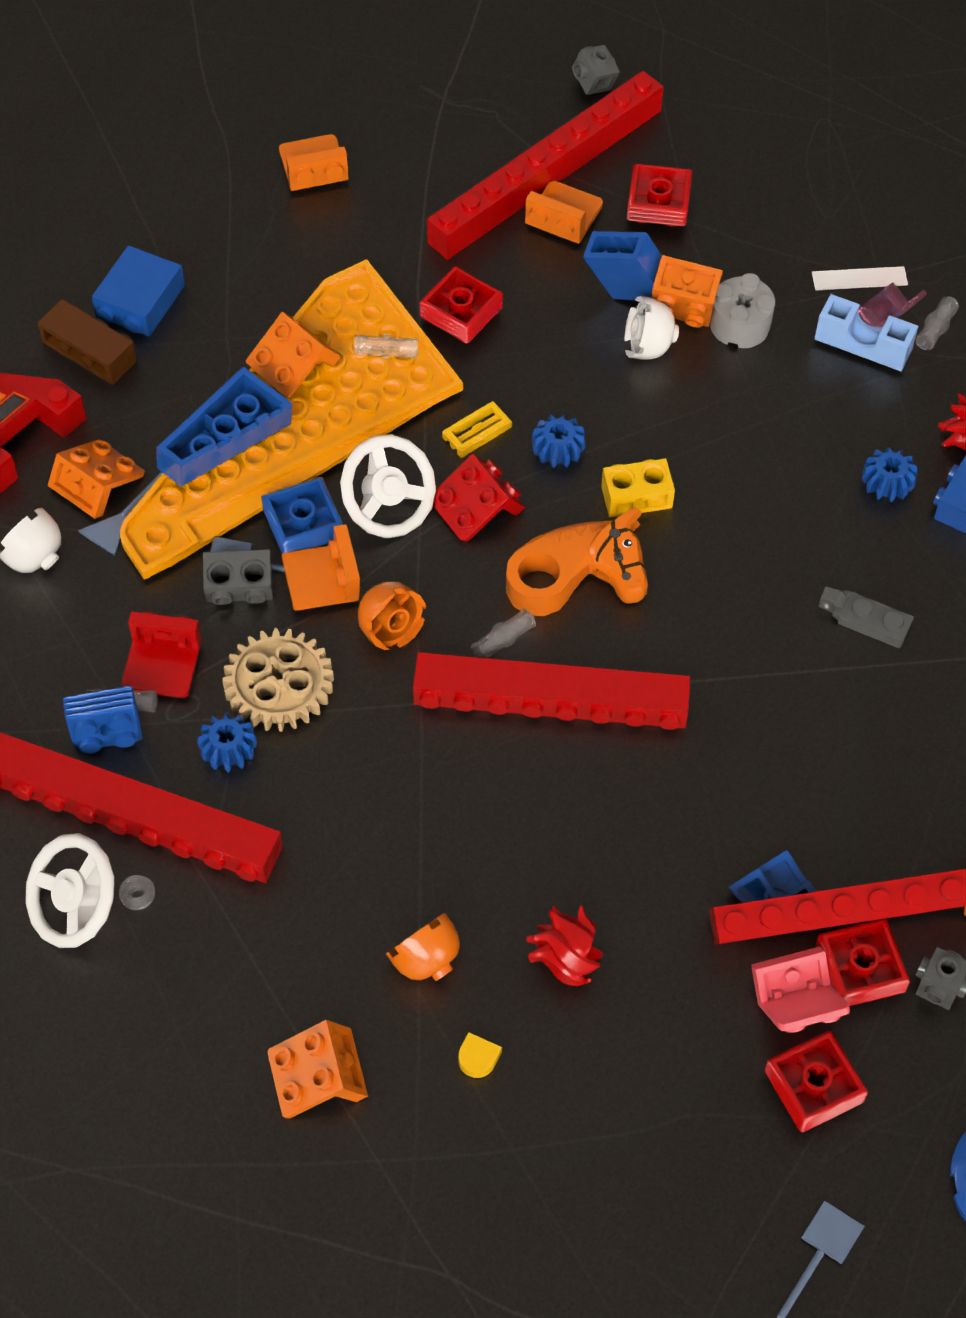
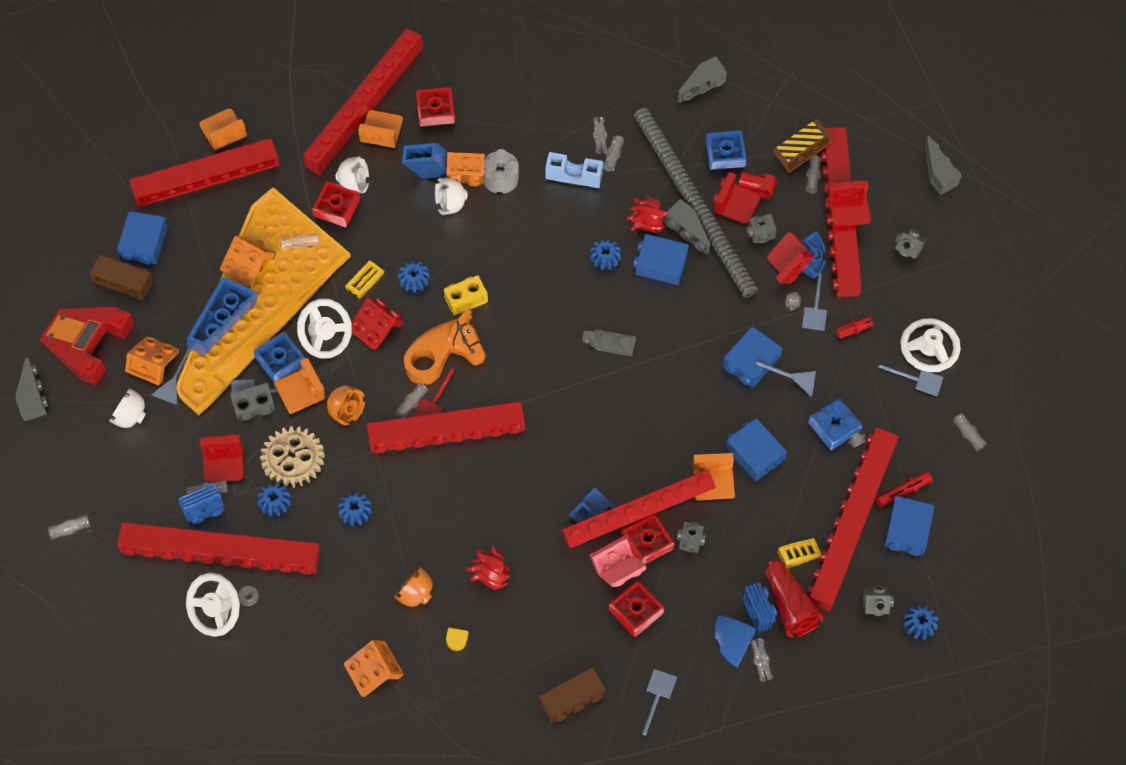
camera: 15 degrees left, 5 degrees up
(265, 216) = (204, 172): none -> red brick
(346, 789) = (354, 502): none -> blue gear
(501, 265) = (353, 174): none -> white cylinder
(527, 651) = (427, 407): none -> red piece
(595, 69) = (377, 31): dark grey brick -> none
(661, 1212) = (572, 696): none -> reddish brown brick
(859, 278) = (563, 133): white sticker -> none
(885, 303) = (582, 151): clear pink panel -> none
(920, 282) = (600, 135): none -> clear pin

